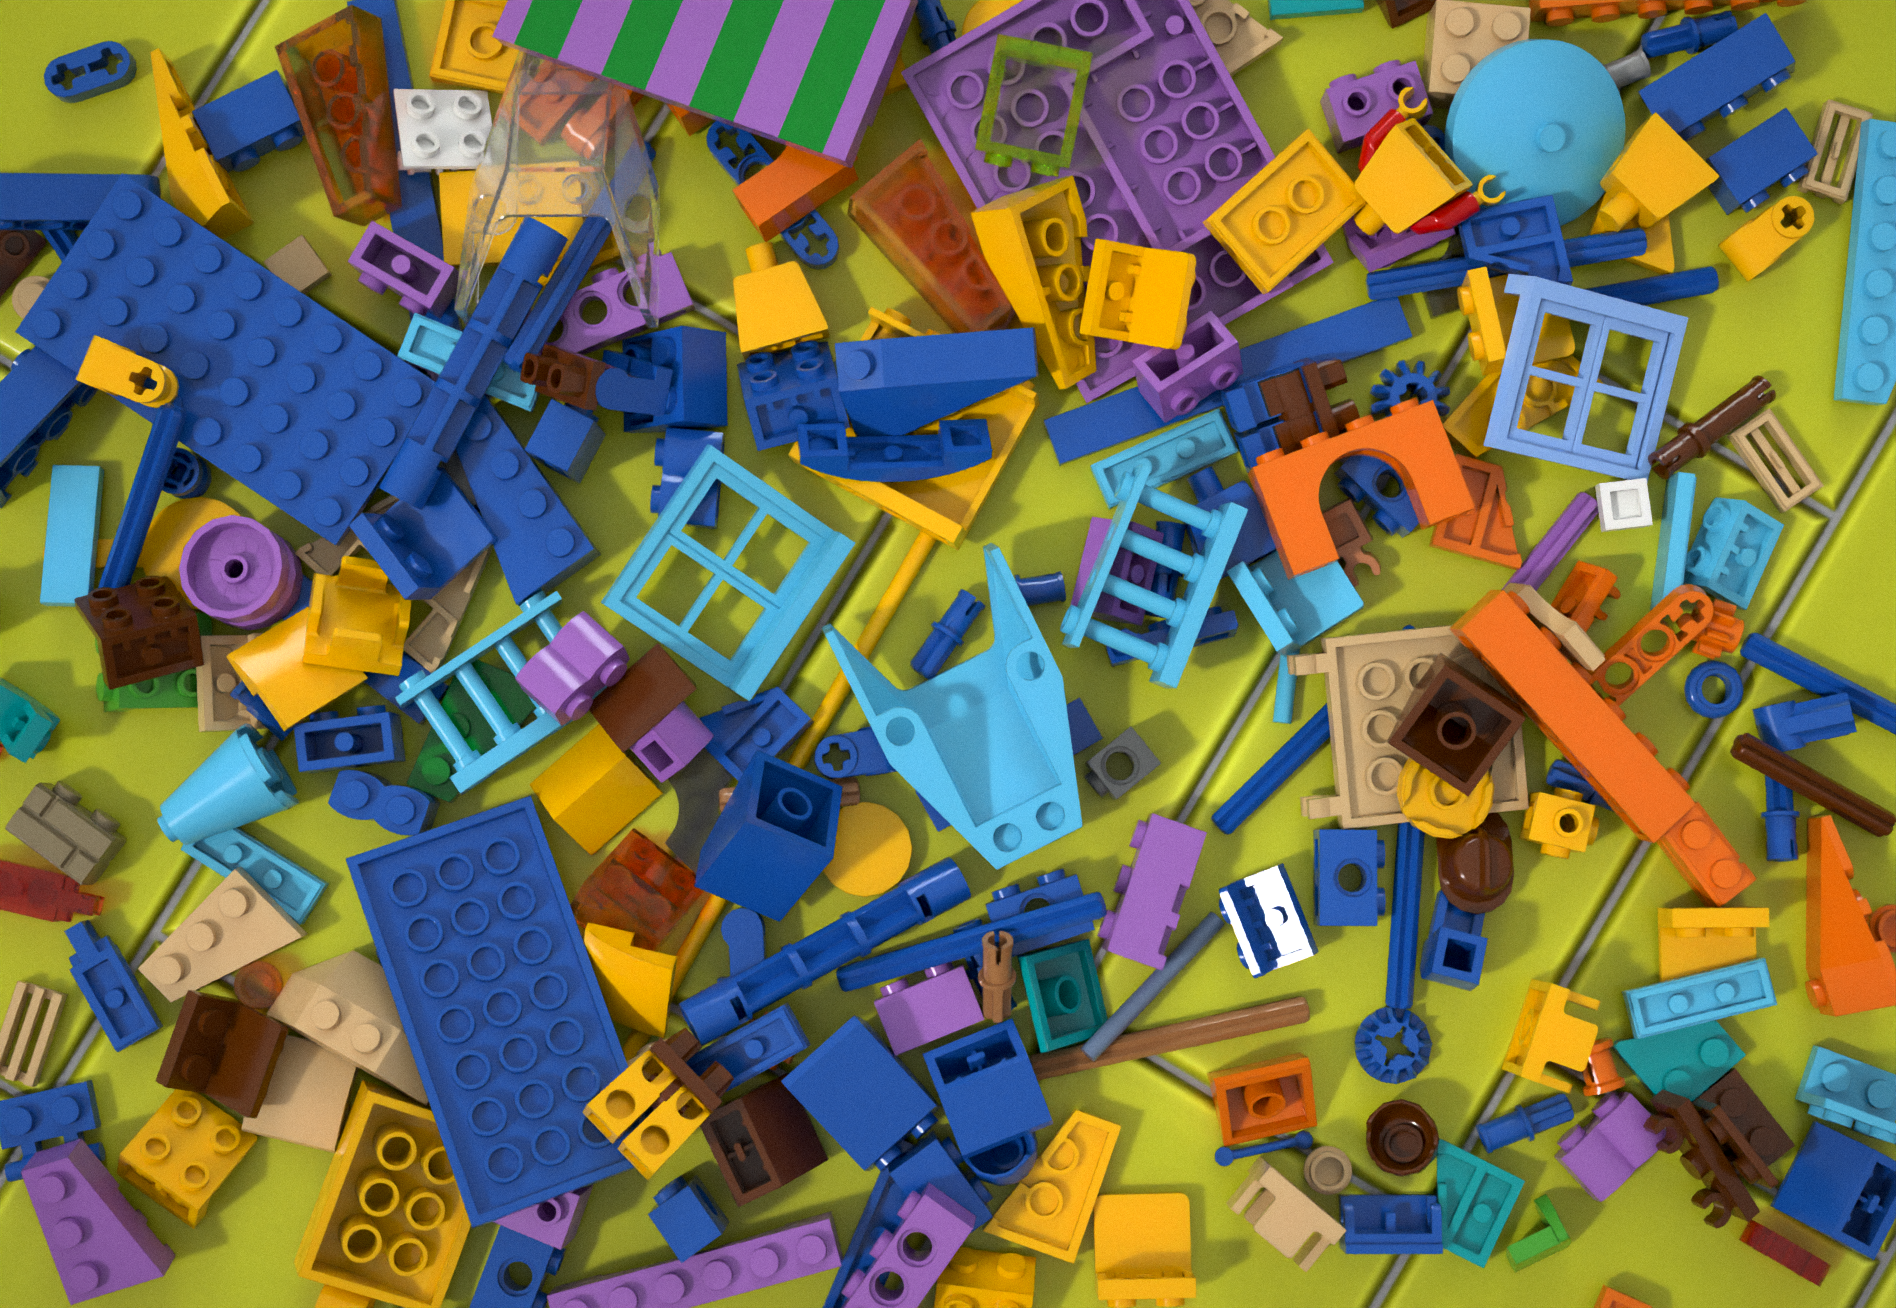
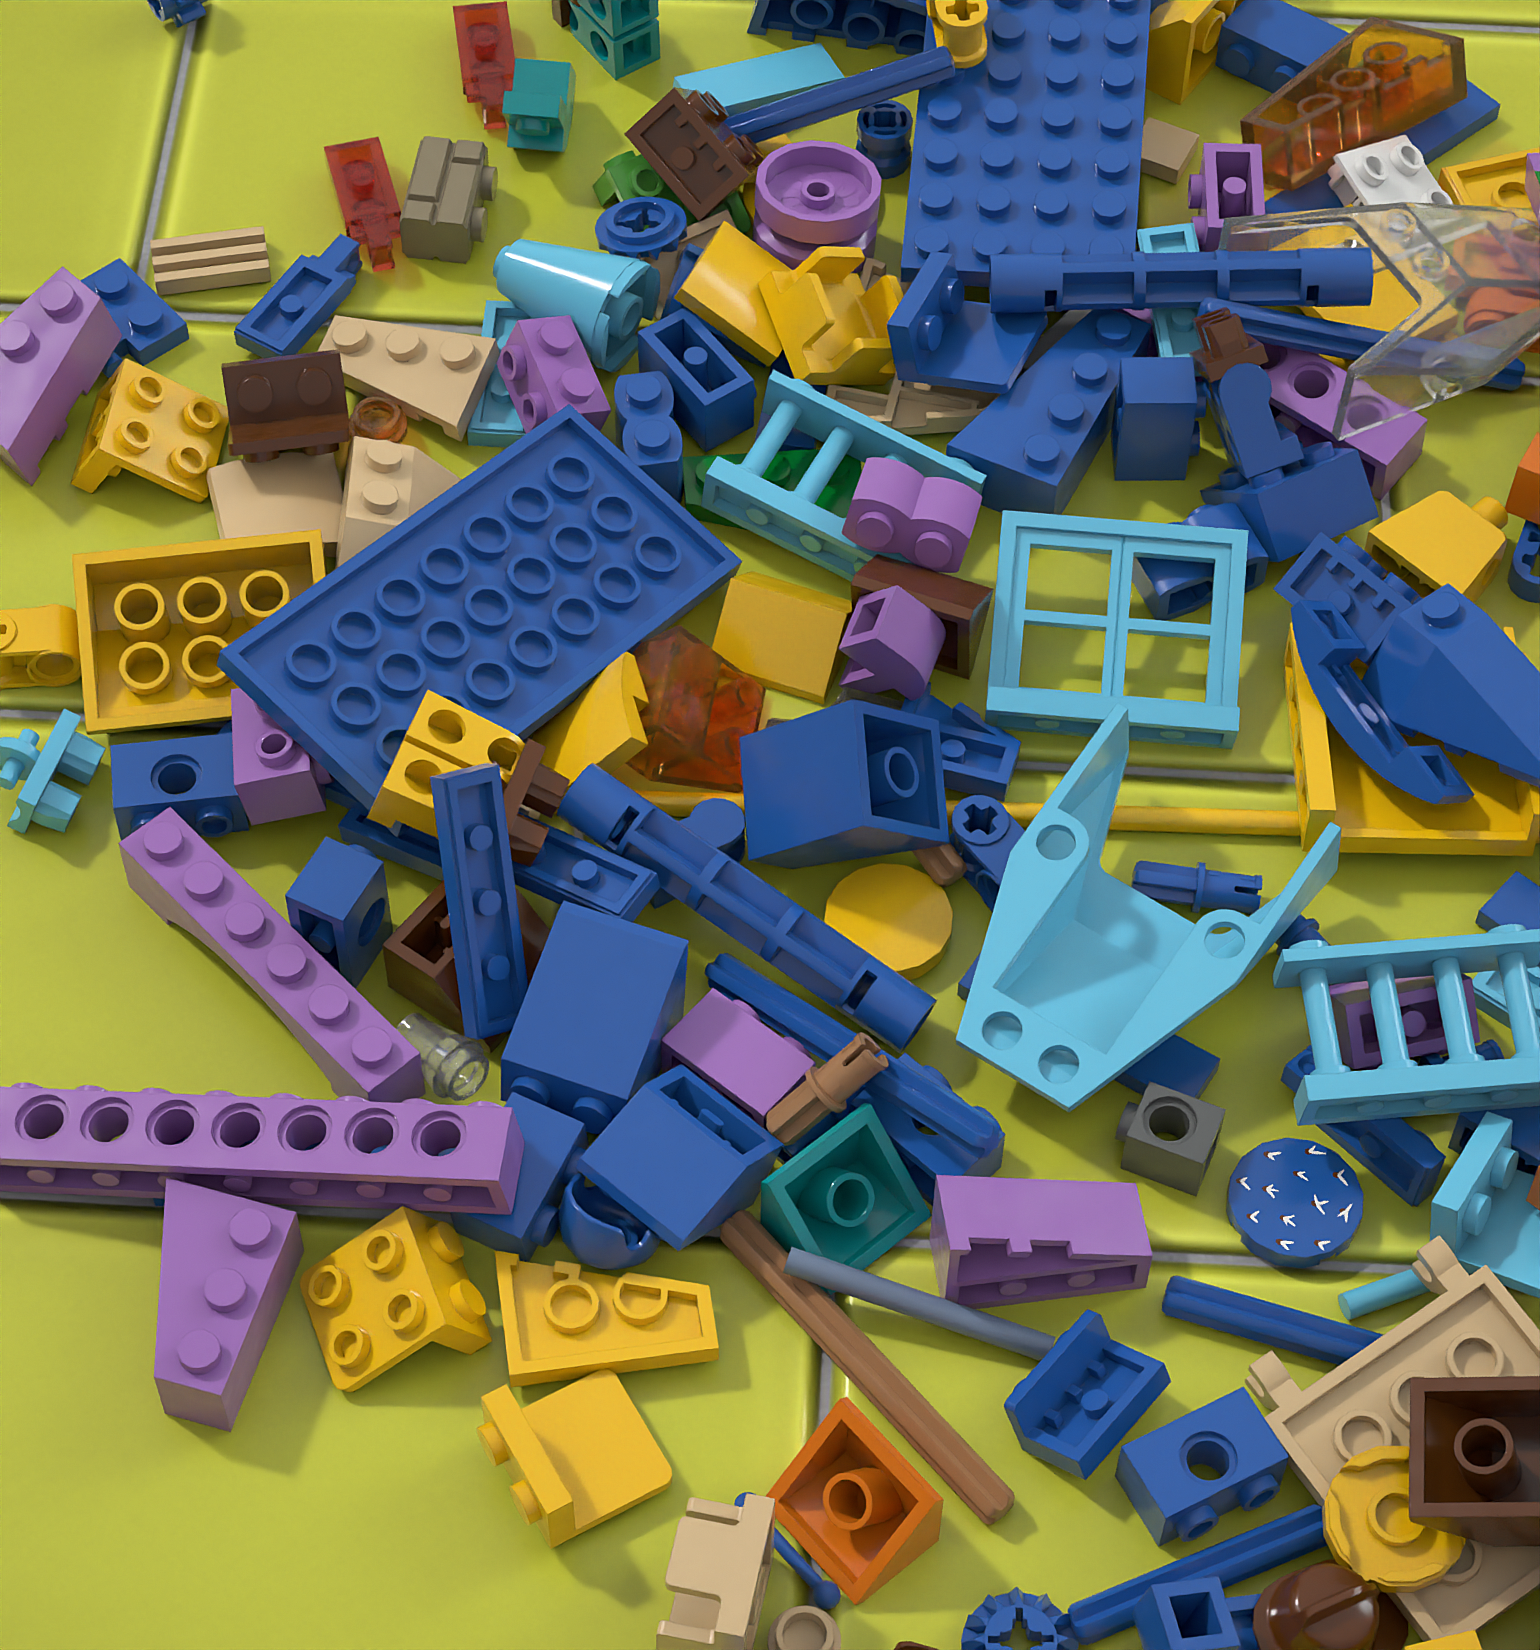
camera: 60 degrees right, 30 degrees down
(174, 718) = (621, 226): none -> blue gear
(303, 850) = (548, 370): none -> medium lavender brick
(753, 1136) = (480, 898): none -> blue tile
(819, 1194) = (449, 1061): none -> clear cone
(1200, 713) = (1294, 1202): none -> blue tile

